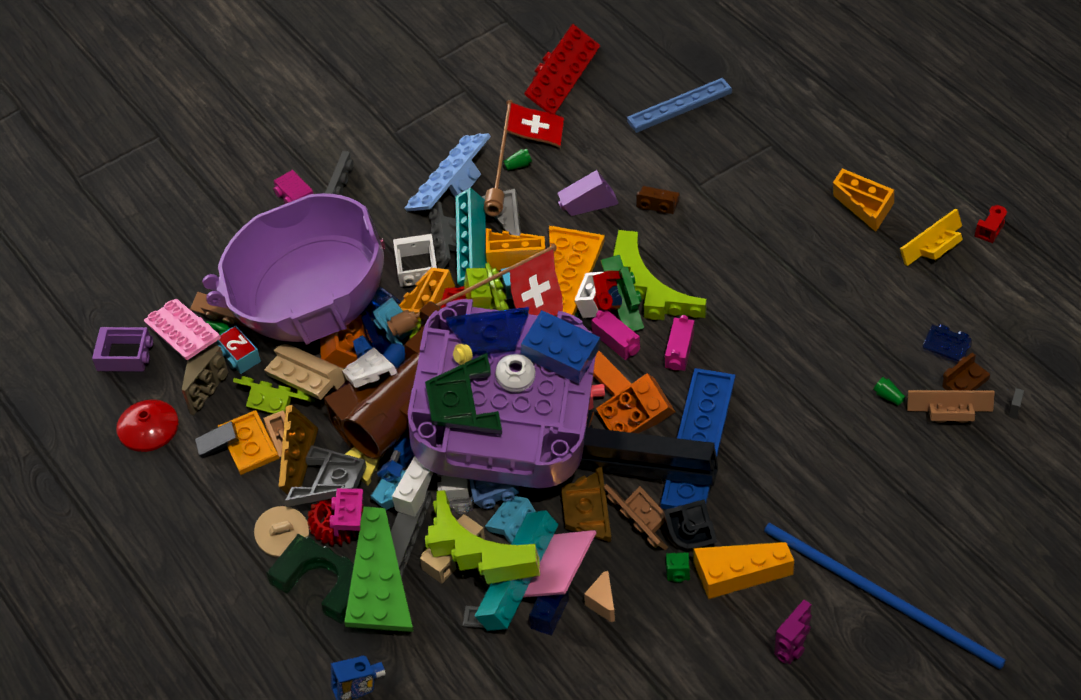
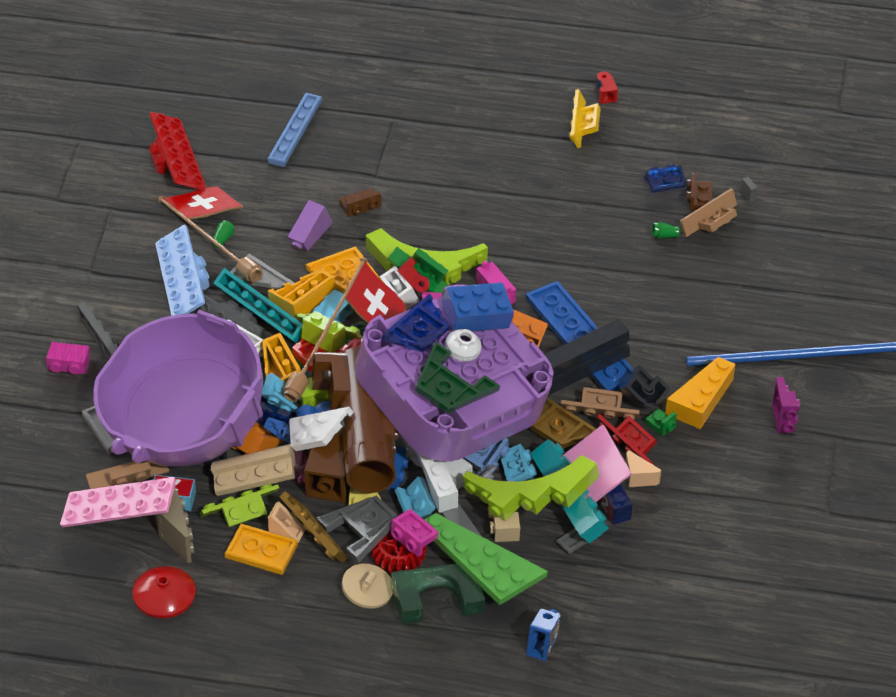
camera: 50 degrees left, 5 degrees down
(122, 335) = (69, 573): medium lavender window -> none
(216, 439) = (239, 561): tile -> none
(391, 470) = (405, 488): blue piece -> none
(462, 354) = (419, 353): light yellow plate -> none
(631, 563) = (632, 435): none -> red bracket
(863, 197) = (506, 117): light orange wedge -> none

